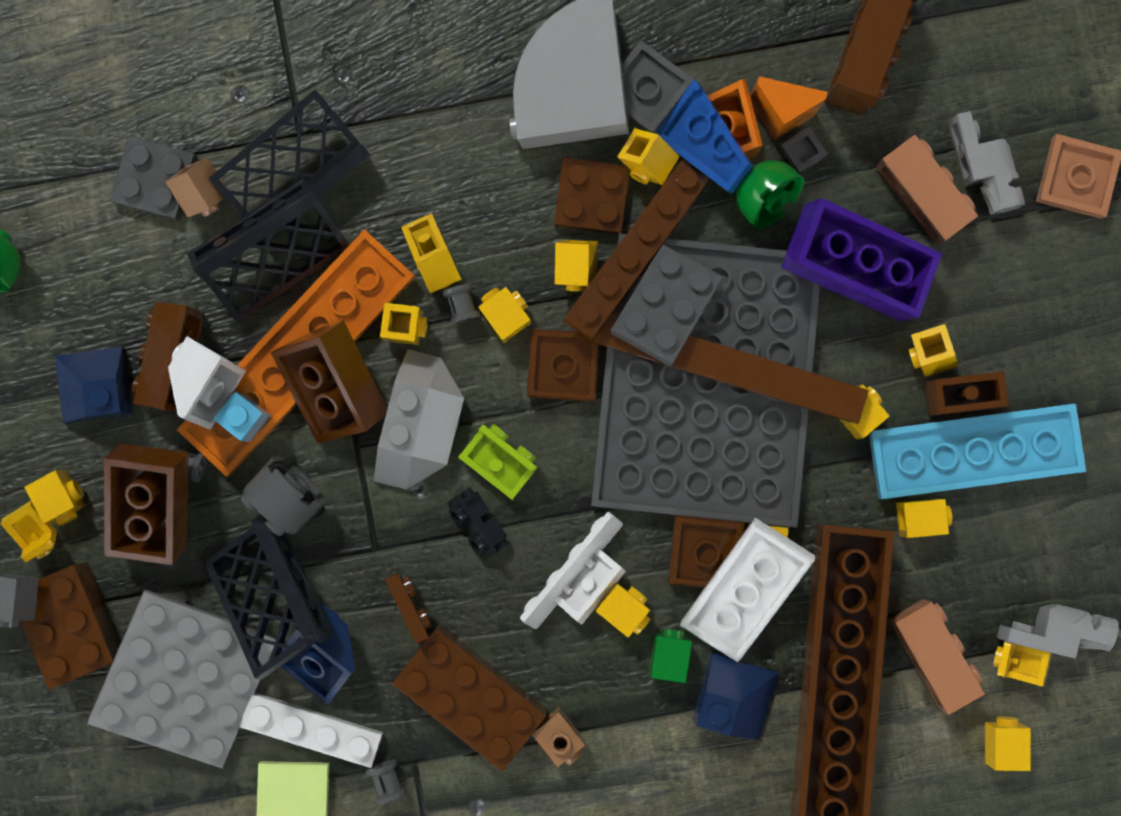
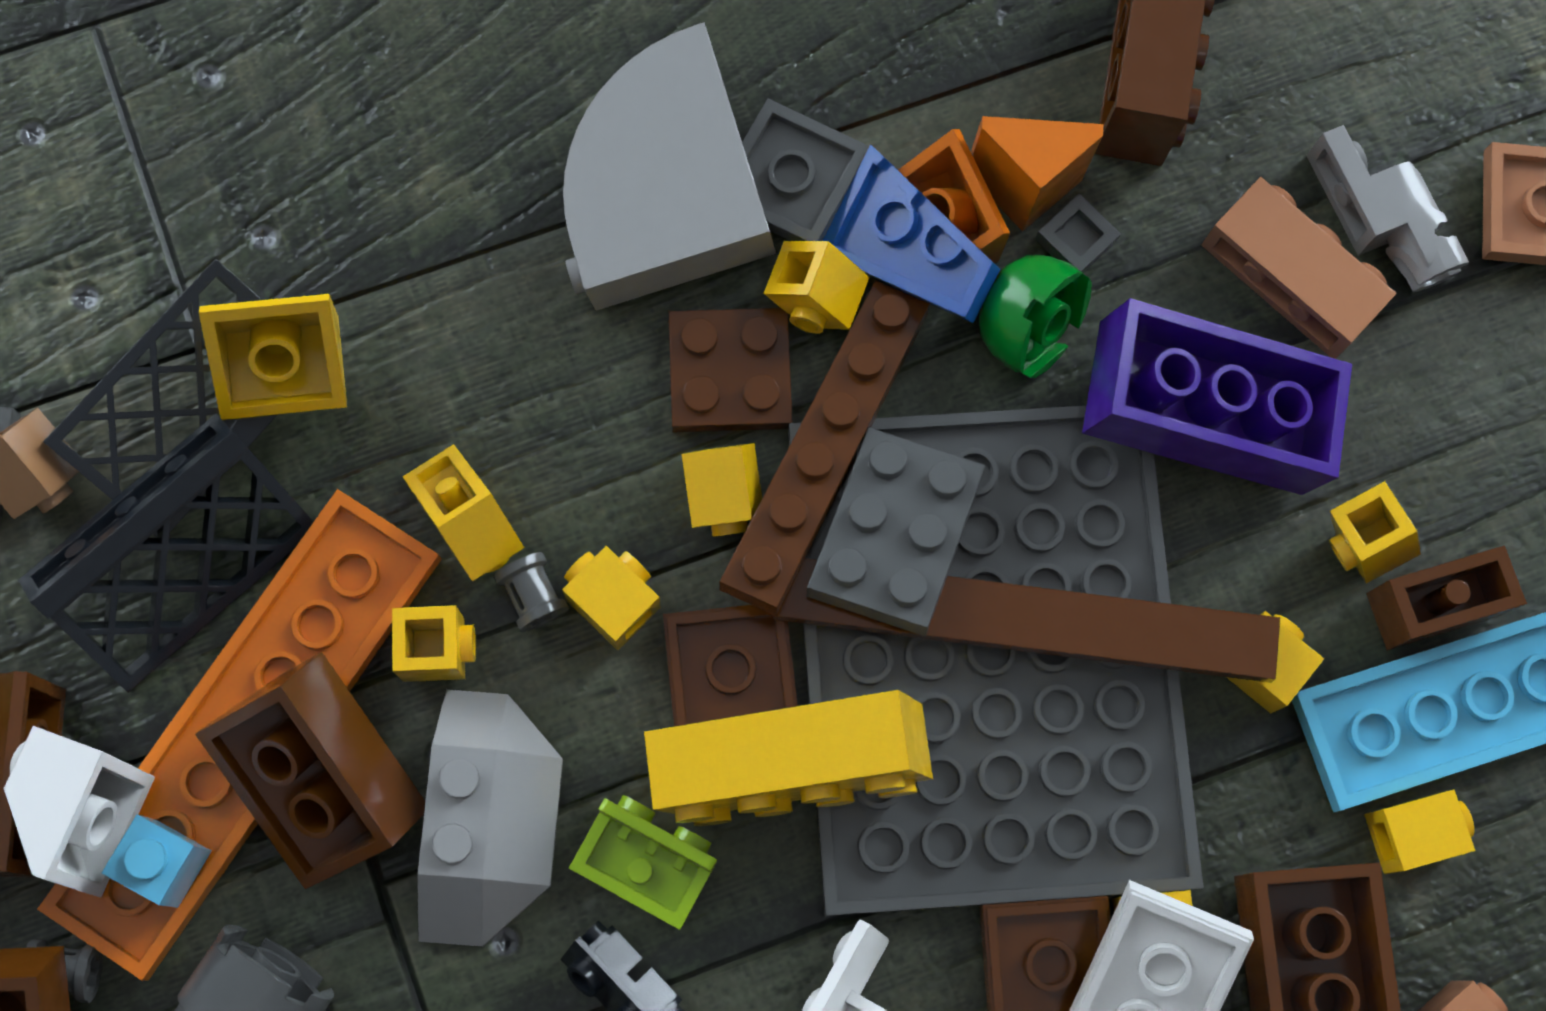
camera: 20 degrees left, 10 degrees down
(340, 152) = (274, 356): none -> yellow slope
(588, 419) = (787, 756): none -> yellow brick

